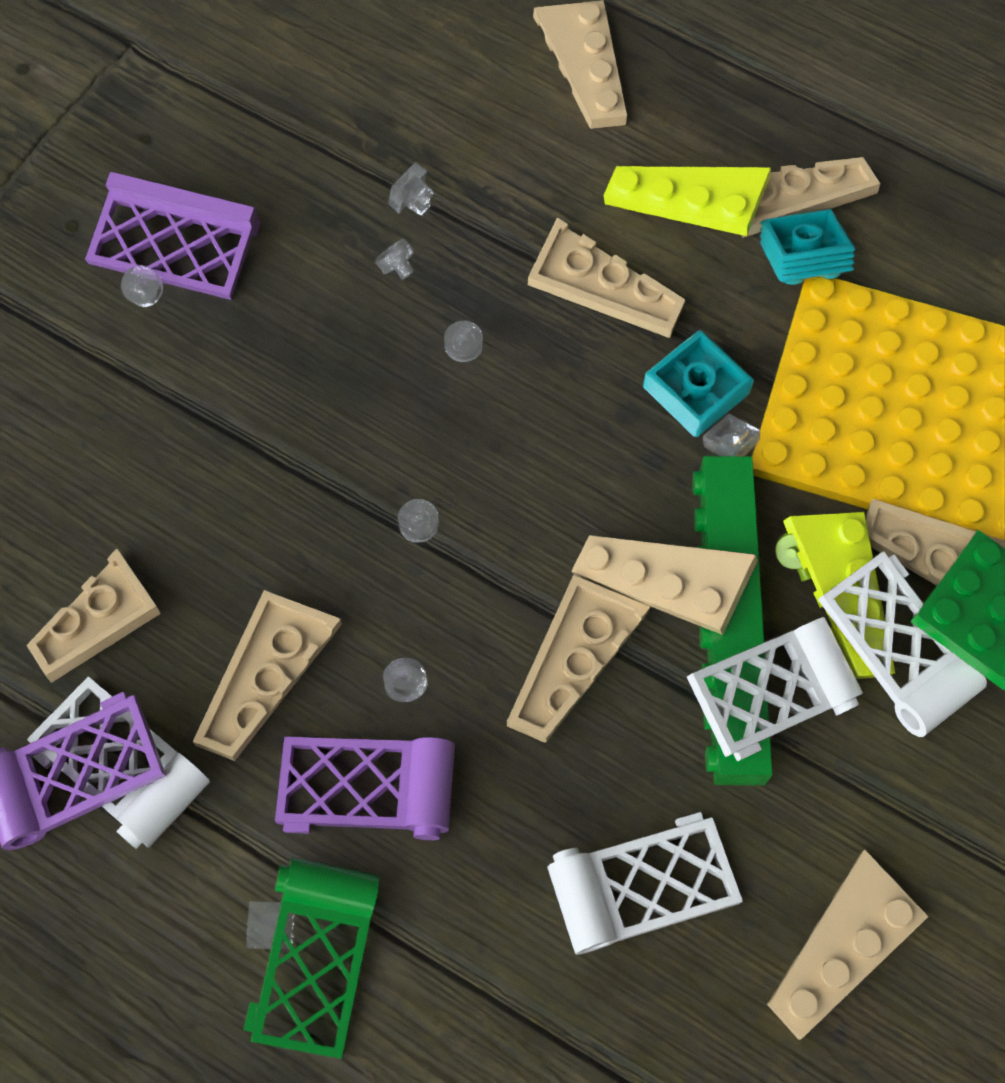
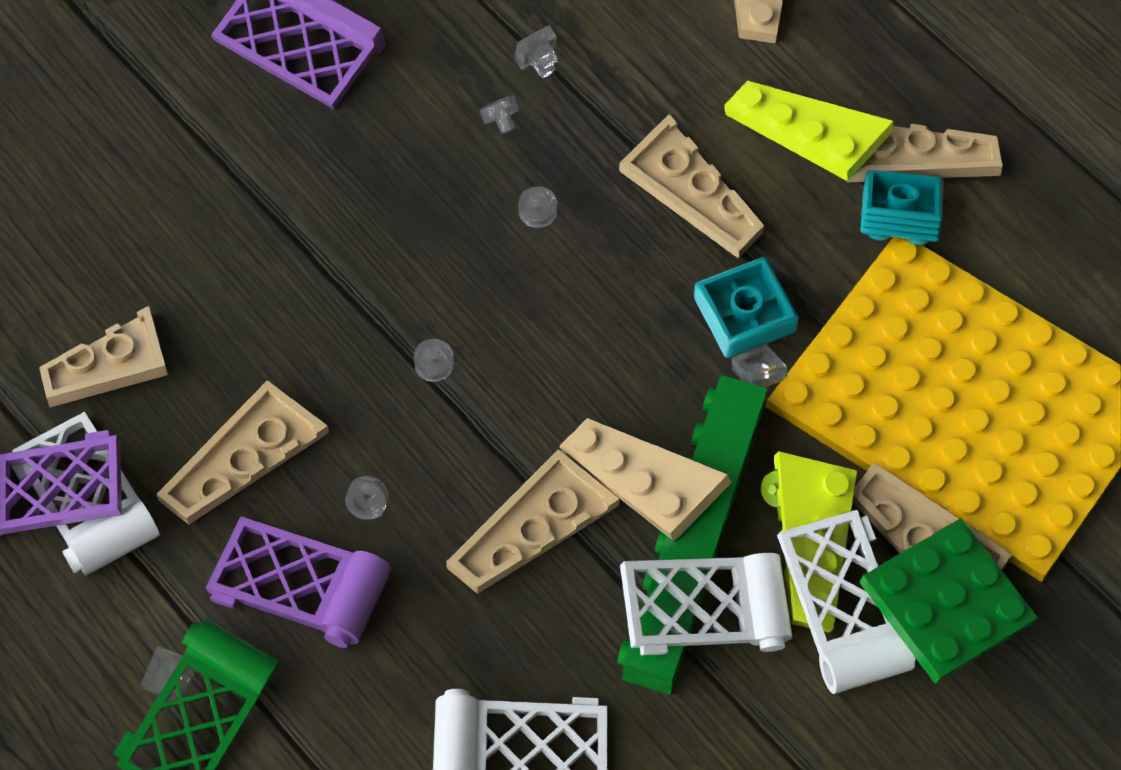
camera: 20 degrees right, 5 degrees down
(142, 286) = (254, 73): clear tile -> none

